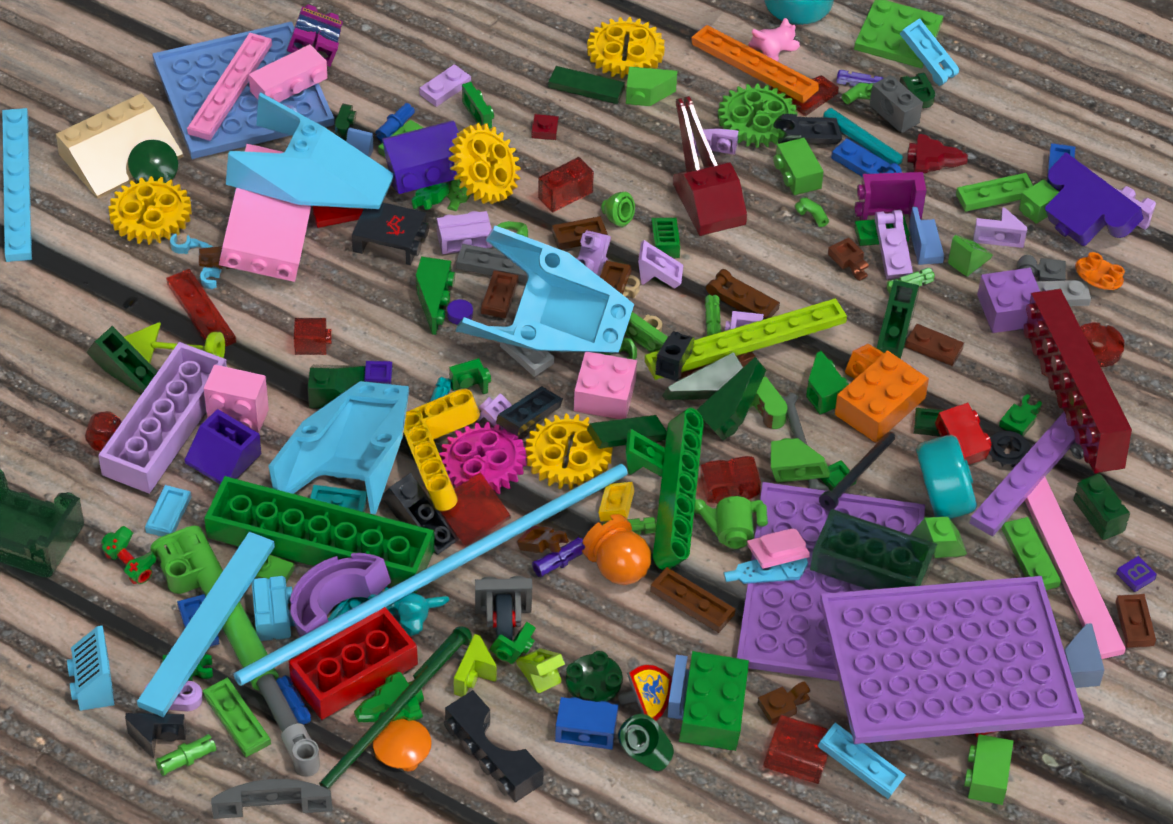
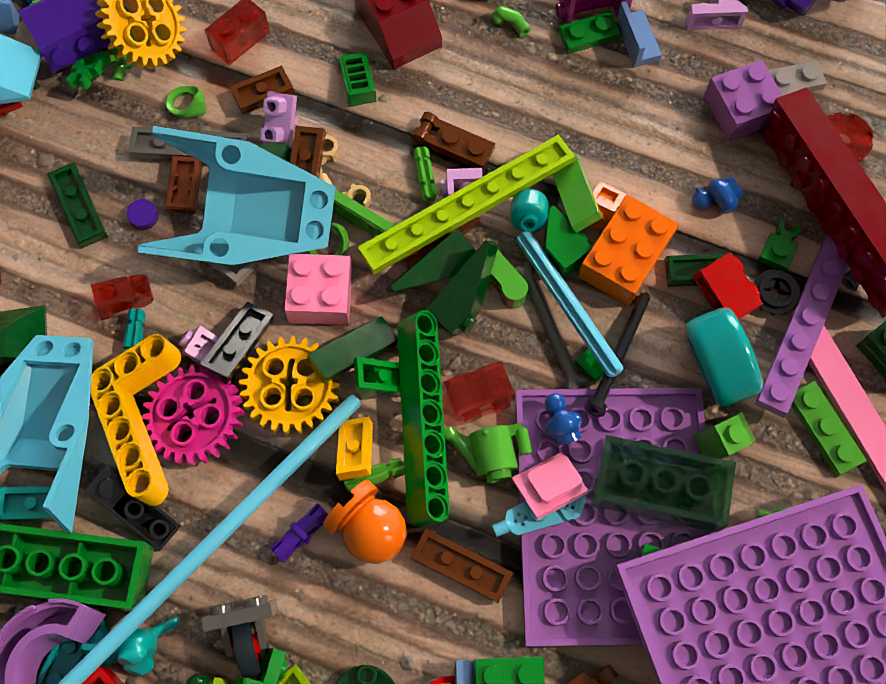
camera: 10 degrees left, 20 degrees up
(378, 372) = (60, 313): dark purple tile -> none
(391, 227) = (49, 120): black panel -> none
(404, 297) = (77, 205): none -> dark green tile
(431, 364) = (121, 294): none -> clear red leg
(432, 286) = (106, 183): green slope -> none
(463, 229) = (132, 109): lavender brick -> none
(469, 374) = (161, 300): green bracket -> none
(476, 510) = (194, 491): clear red tile -> none
(541, 538) = (274, 516): reddish brown plate -> none
(619, 208) = (301, 52): bright green brick -> none
(658, 264) = (356, 119): lavender slope -> none
(674, 355) = (391, 246): black leg -> none
(796, 461) = (547, 356): bright green slope -> none
(797, 505) = (563, 425): none -> blue animal
(799, 354) = (529, 210): none -> teal head
(820, 424) = (569, 304): none -> medium azure axle
(843, 346) = (577, 195): none -> bright green tile
(848, 254) = (561, 70): copper plate -> none
(893, 244) = (606, 50): lavender plate -> none
(898, 317) = (627, 146): dark green slope -> none
(925, 276) = (631, 92): bright green axle -> none
(934, 344) = (671, 168): copper plate -> none
(967, 255) = (686, 50): bright green slope -> none
(976, 365) = (723, 192): none -> blue animal
(1046, 269) = (772, 52): dark grey plate -> none
(1100, 272) = (830, 48): orange dish -> none

